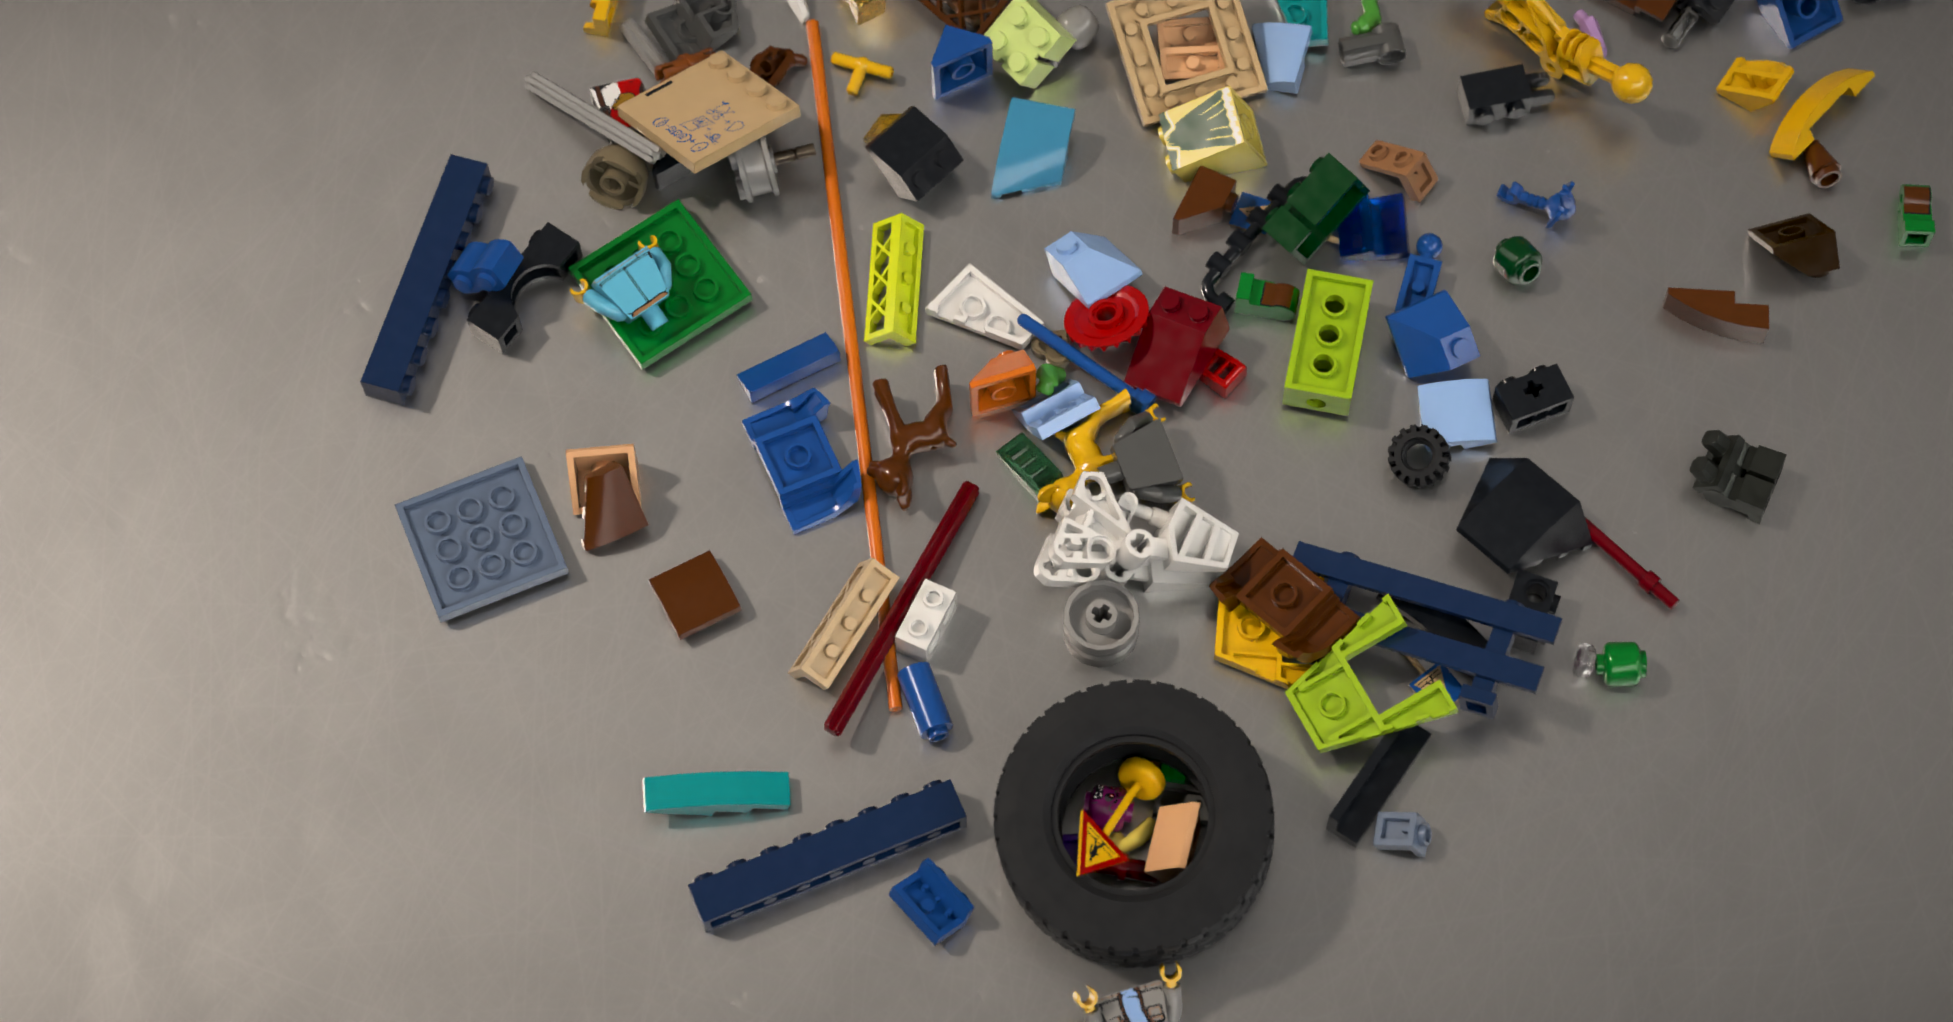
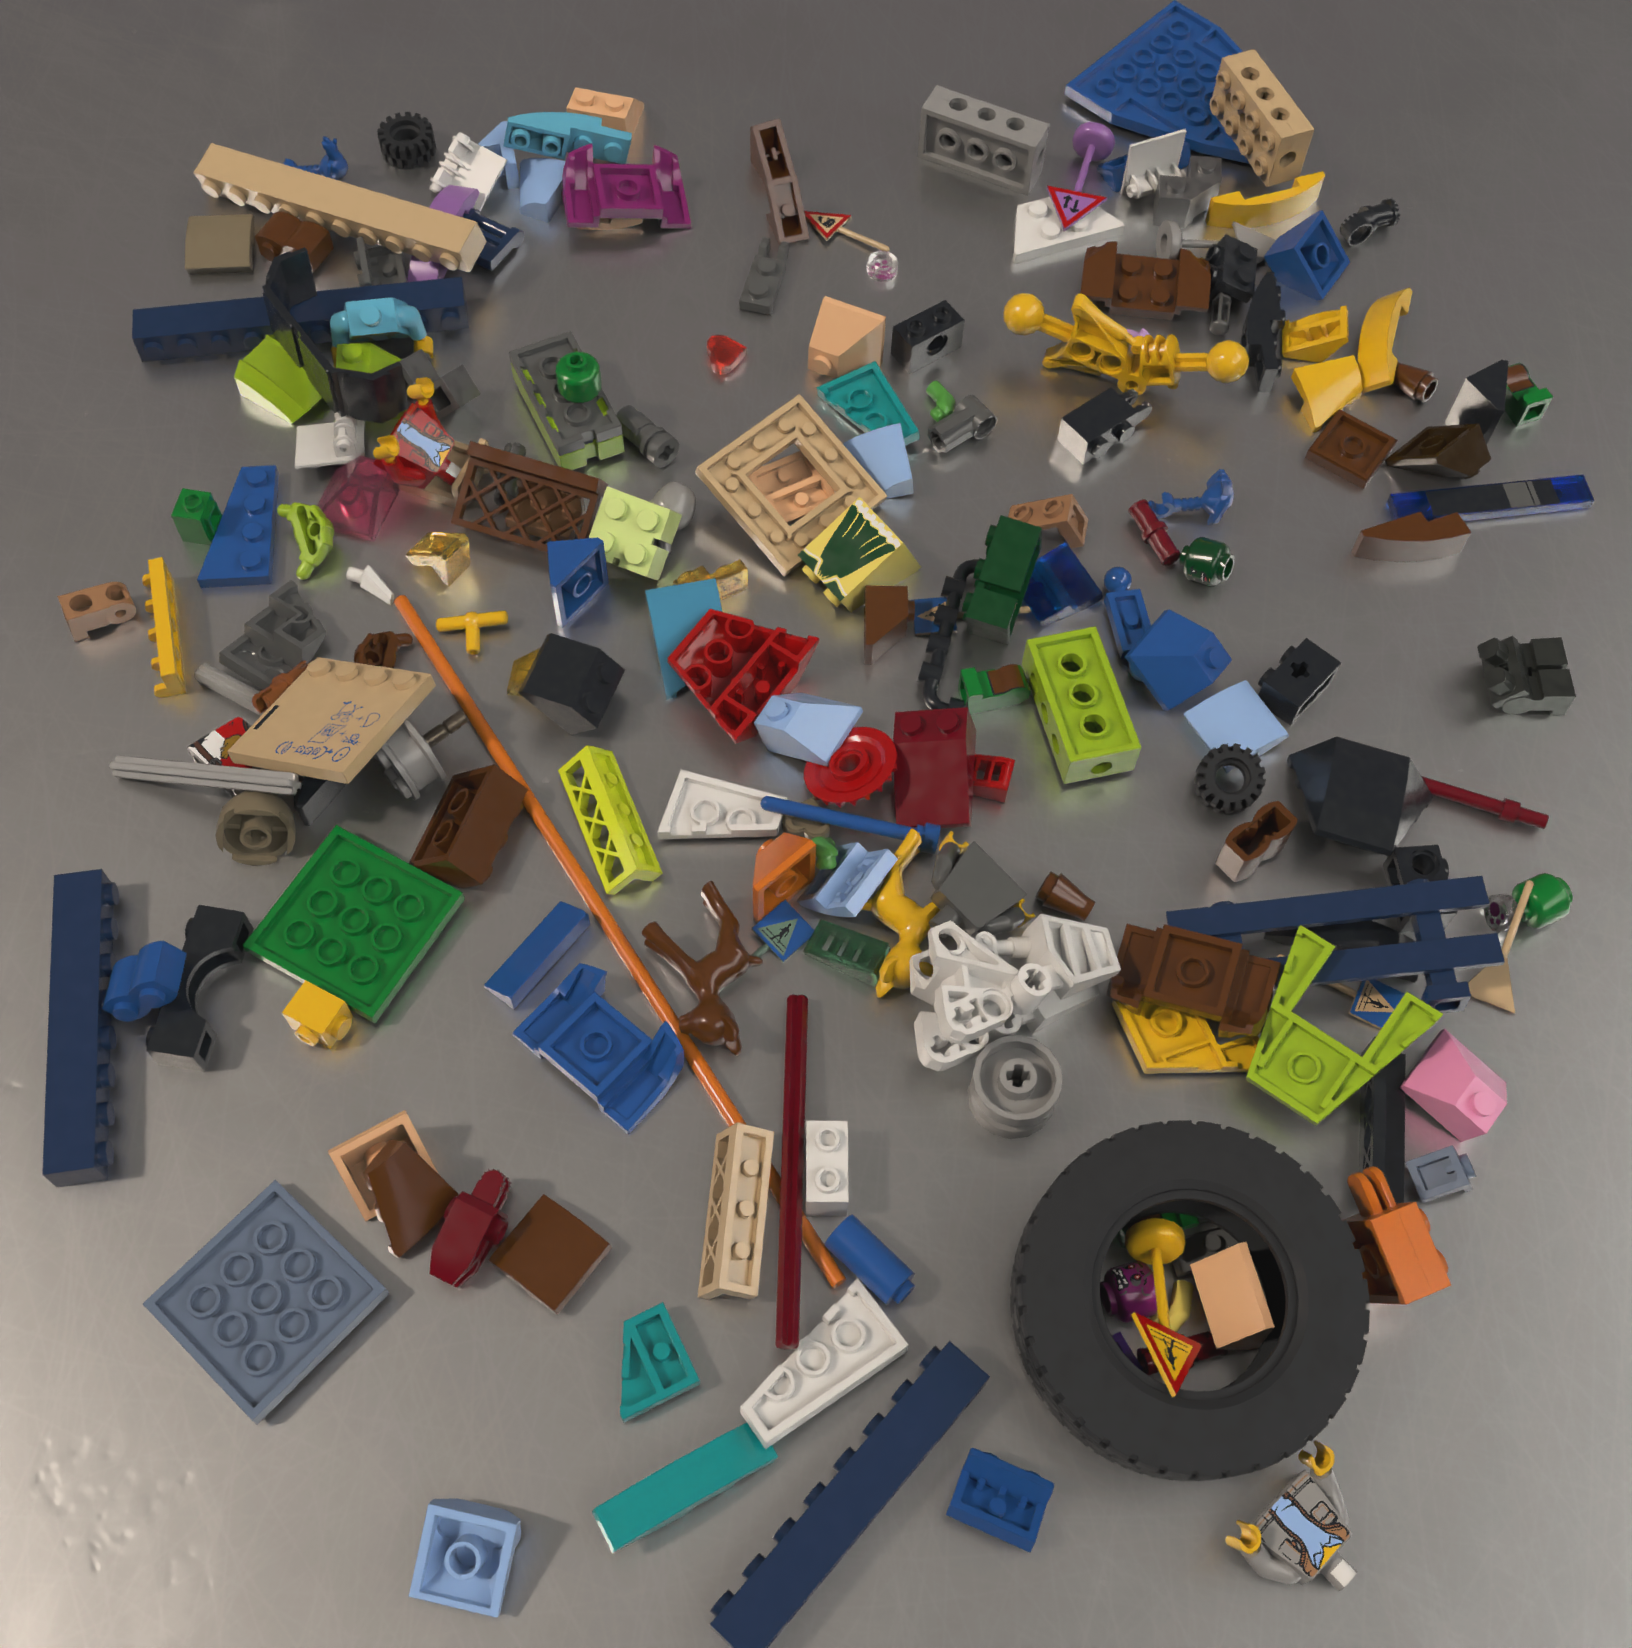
camera: 30 degrees left, 5 degrees down
(544, 770) = (465, 1555): none -> light blue slope
(601, 346) = (318, 1016): none -> yellow brick
(632, 288) = (326, 937): medium azure torso -> none
(645, 552) = (470, 1229): none -> dark red hinge
(733, 703) = (653, 1363): none -> teal wing
(780, 243) = (469, 826): none -> reddish brown slope
(868, 756) = (836, 1357): none -> white wing
(986, 429) = (782, 932): none -> piece
(1058, 192) = (739, 667): none -> red wedge
(1088, 114) = (729, 578): none -> clear yellow slope
(1226, 494) = (1062, 895): none -> reddish brown cone
(1318, 857) = (1393, 1243): none -> orange brick
(1416, 515) = (1256, 841): none -> reddish brown brick
(1456, 773) = (1456, 1088): none -> bright pink slope
(1488, 215) = (1154, 532): none -> dark red pin
(1543, 711) = (1494, 982): none -> tan piece
(1707, 56) = (1261, 332): none -> black slope
(1722, 206) = (1351, 449): none -> reddish brown tile
(1734, 140) = (1327, 388): none -> yellow slope
(1823, 307) = (1496, 499): none -> tile
(1858, 211) = (1481, 399): none -> black slope

